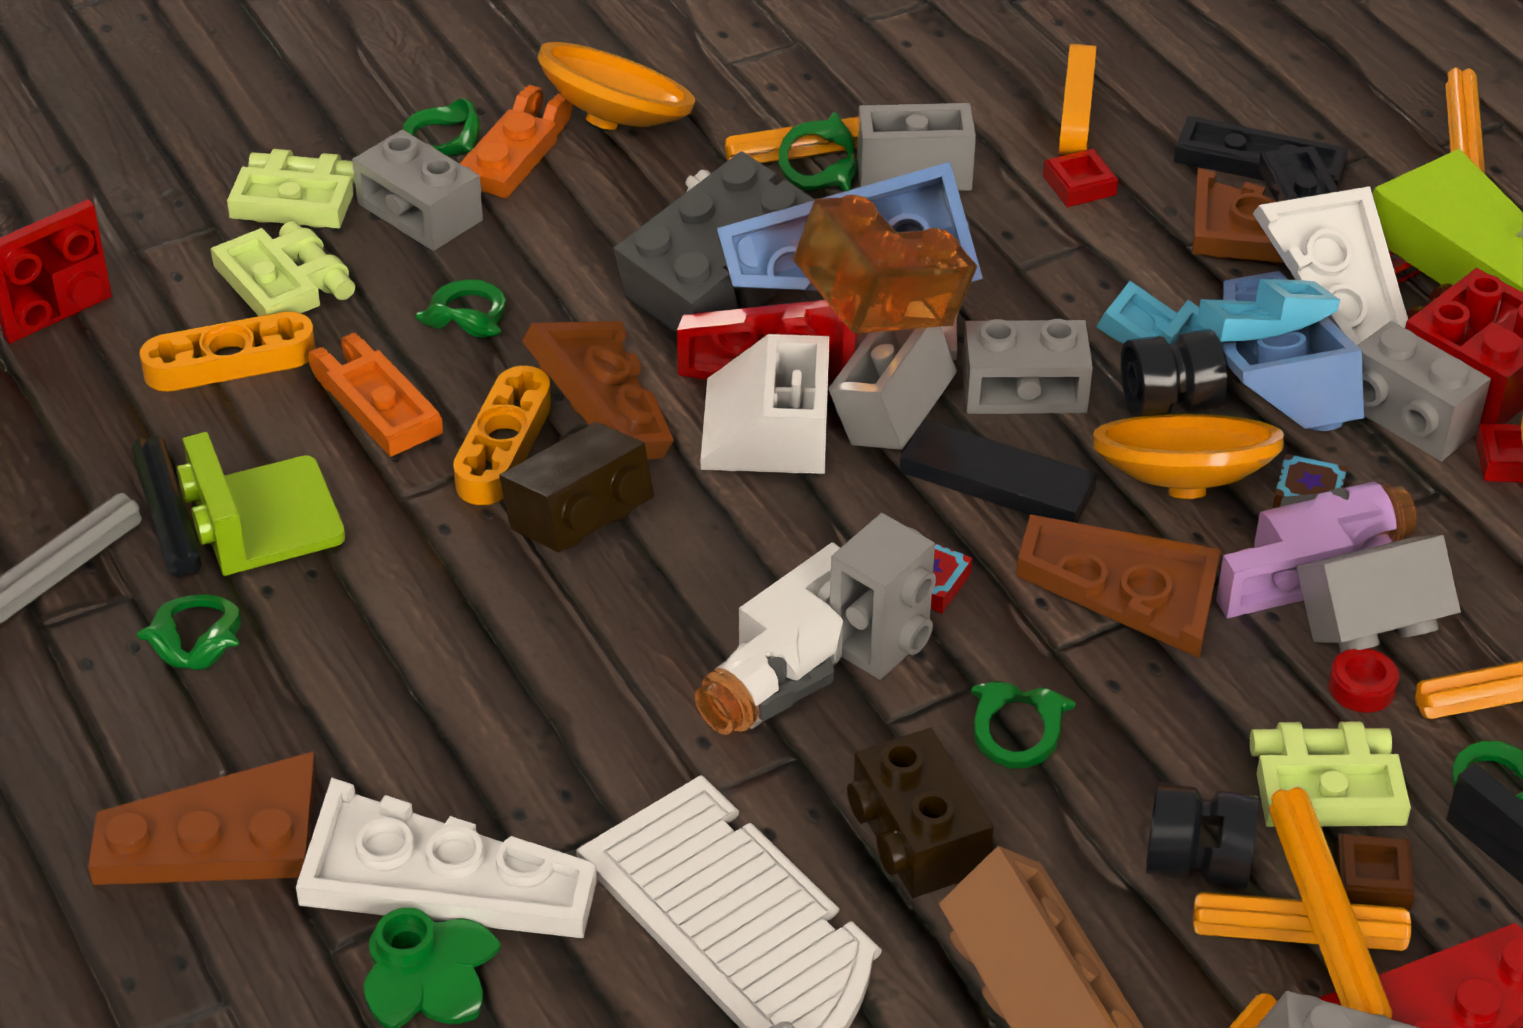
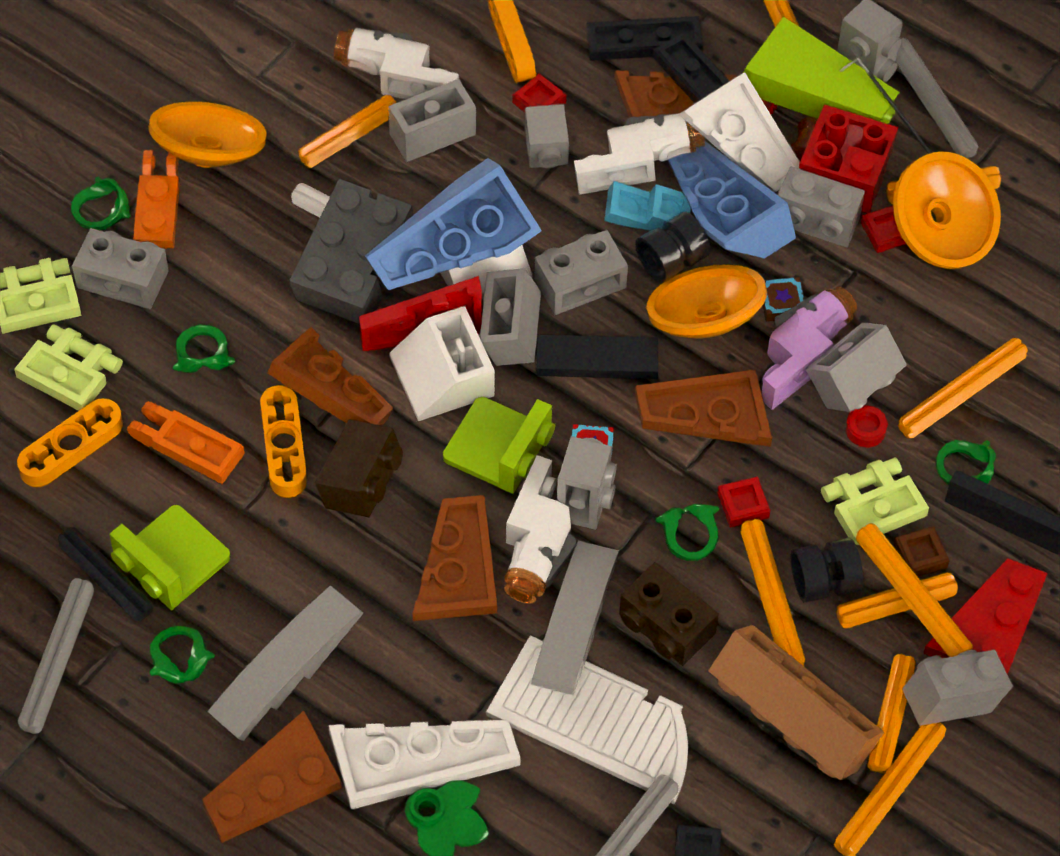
camera: 25 degrees left, 15 degrees up
(343, 672) = (284, 662): none -> light grey slope
(651, 652) = (459, 565): none -> dark orange wing
(767, 771) = (575, 618): none -> light grey slope
(795, 517) = (499, 442): none -> lime bracket
(835, 174) = (384, 152): green piece -> none
(882, 275) = (487, 263): clear orange brick -> none
(893, 71) = (394, 57): none -> white plate
(1063, 210) = (546, 136): none -> light grey brick
(1103, 839) = (771, 589): none -> light orange axle
(1121, 714) = (743, 501): none -> red tile
(1176, 257) = (635, 149): none -> white plate
(1278, 309) = (720, 183): medium azure slope -> none

